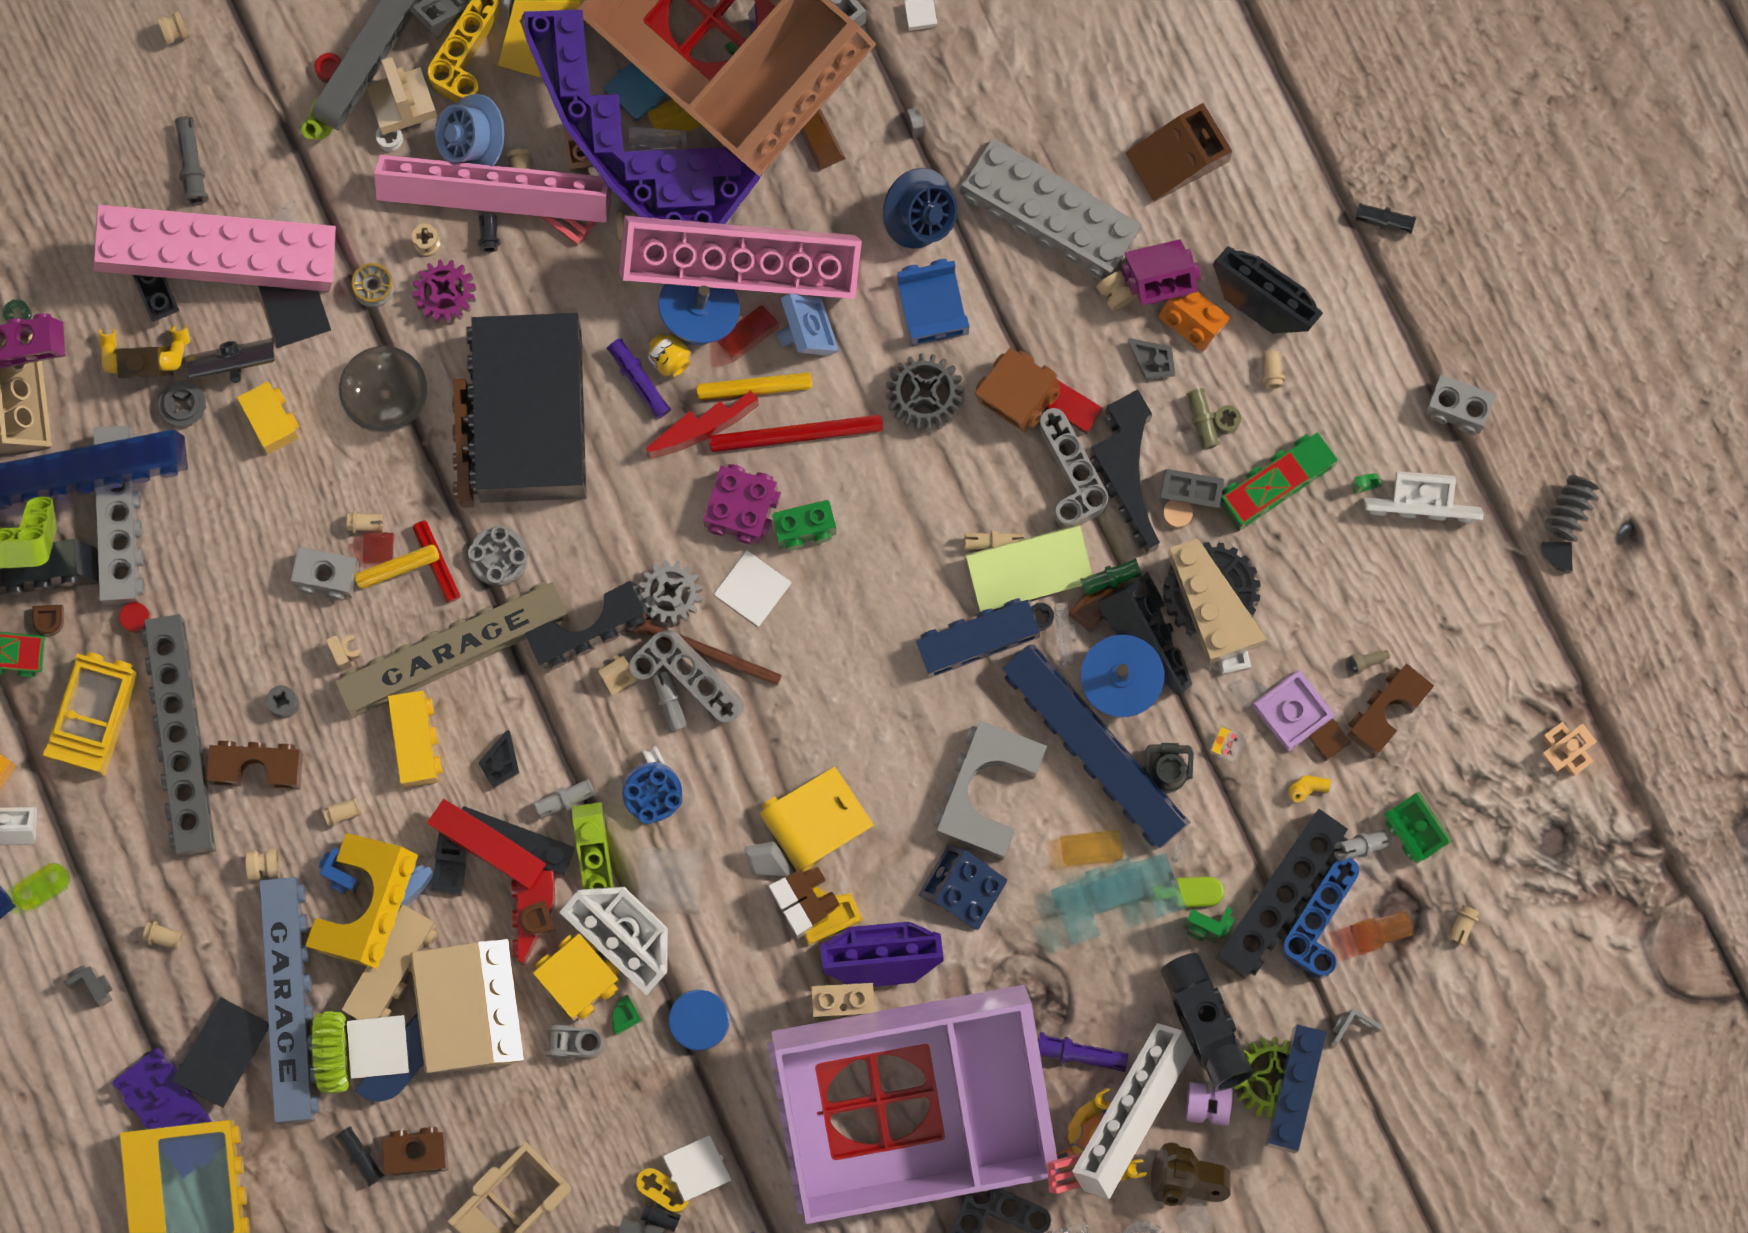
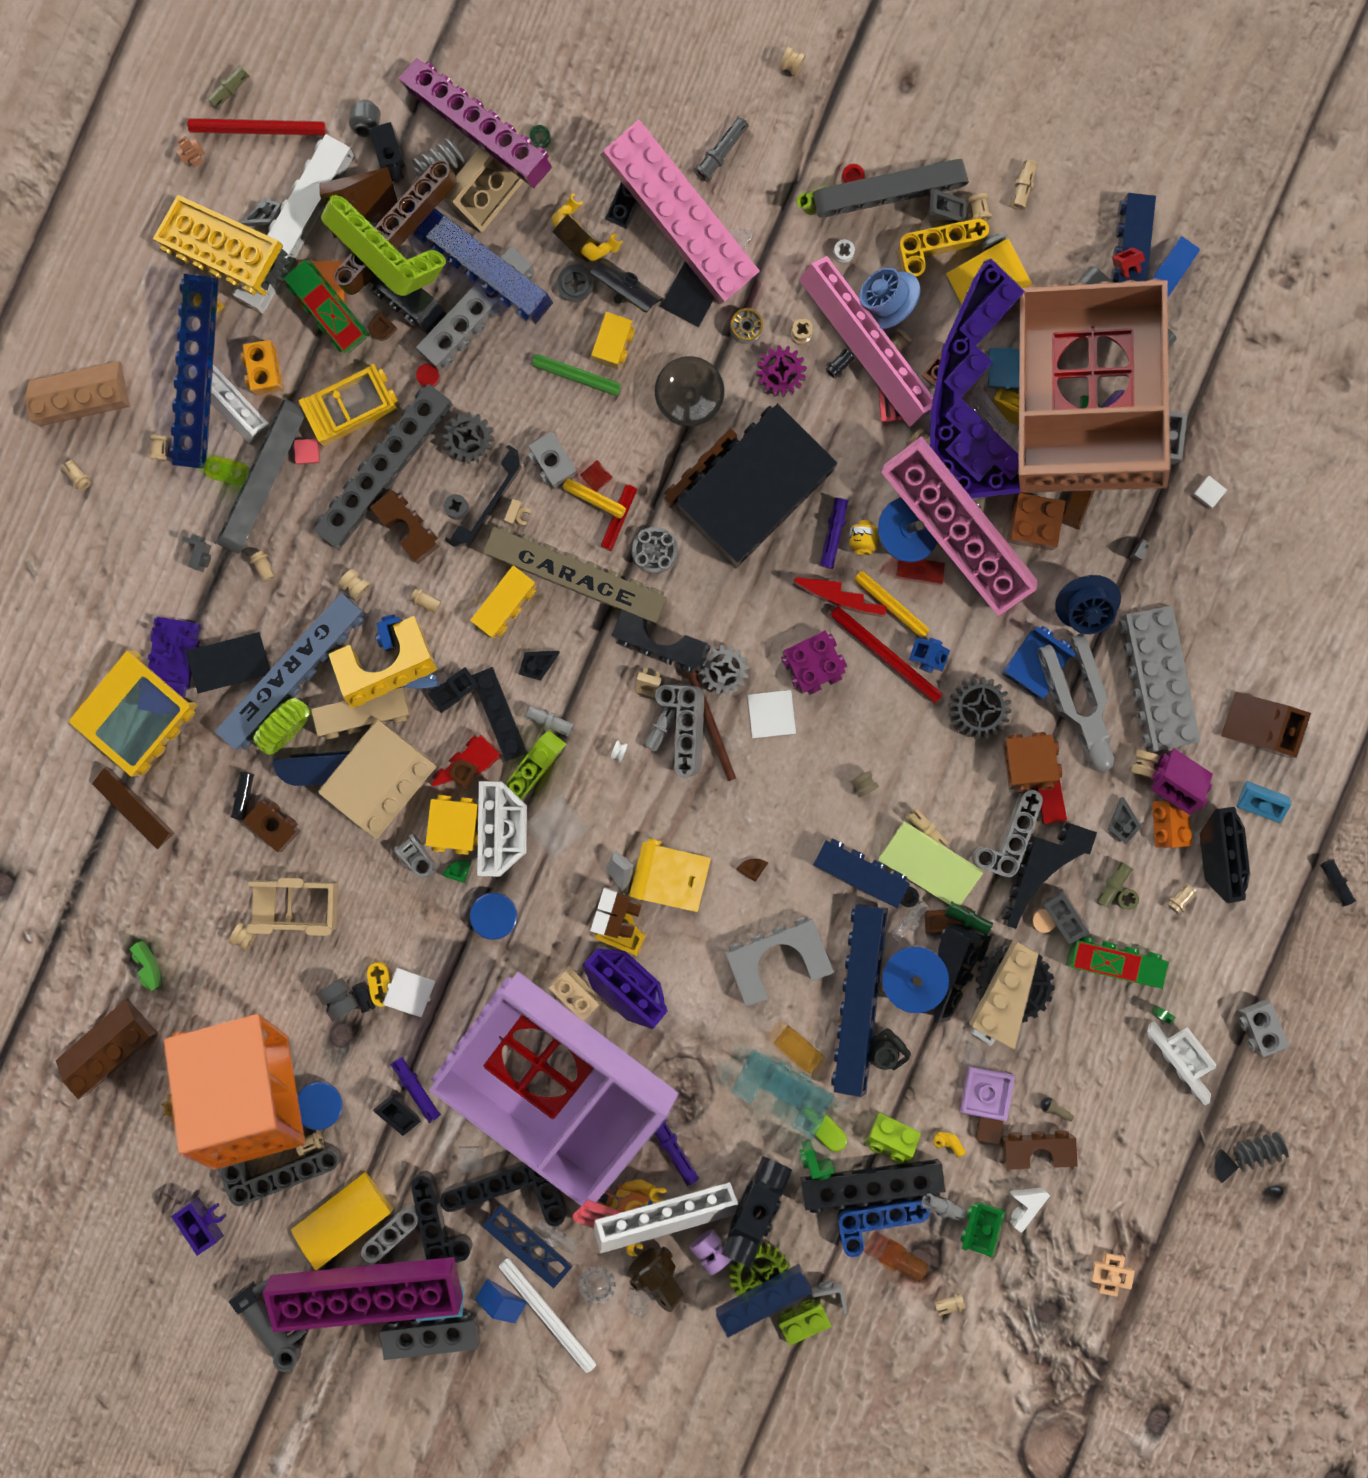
camera: 50 degrees right, 10 degrees up
(78, 857) = (261, 476): none -> dark grey beam
(95, 795) = (307, 451): none -> coral tile
(240, 628) = (473, 429): none -> dark grey gear
(267, 479) = (576, 374): none -> bright green axle
(316, 719) = (463, 536): none -> black piece
(362, 522) = (602, 454): tan pin -> none
(377, 1046) = (309, 749): white sticker -> none
(400, 98) = (873, 235): tan bracket -> none
(486, 843) = (479, 702): red slope -> none
(652, 792) = (598, 768): blue tile -> none
(800, 189) = (1035, 521): none -> dark orange brick
(804, 524) = (836, 710): green bracket -> none
(807, 325) = (956, 603): medium blue tile -> none
(832, 392) = (929, 654): none -> blue brick
(880, 736) = (752, 868): none -> reddish brown tile
(897, 560) = (864, 784): none -> dark tan wheel
(963, 886) = (708, 996): dark blue bracket -> none
(1037, 310) = (1089, 729): none -> light grey piece
(1228, 744) = (932, 1073): clear tile -> none
(1250, 218) = (1263, 802): none -> dark azure slope
(1256, 837) = (892, 1139): none -> lime bracket
(1356, 1078) = (803, 1321): none -> lime bracket
(1432, 760) = (1032, 1202): none -> white slope

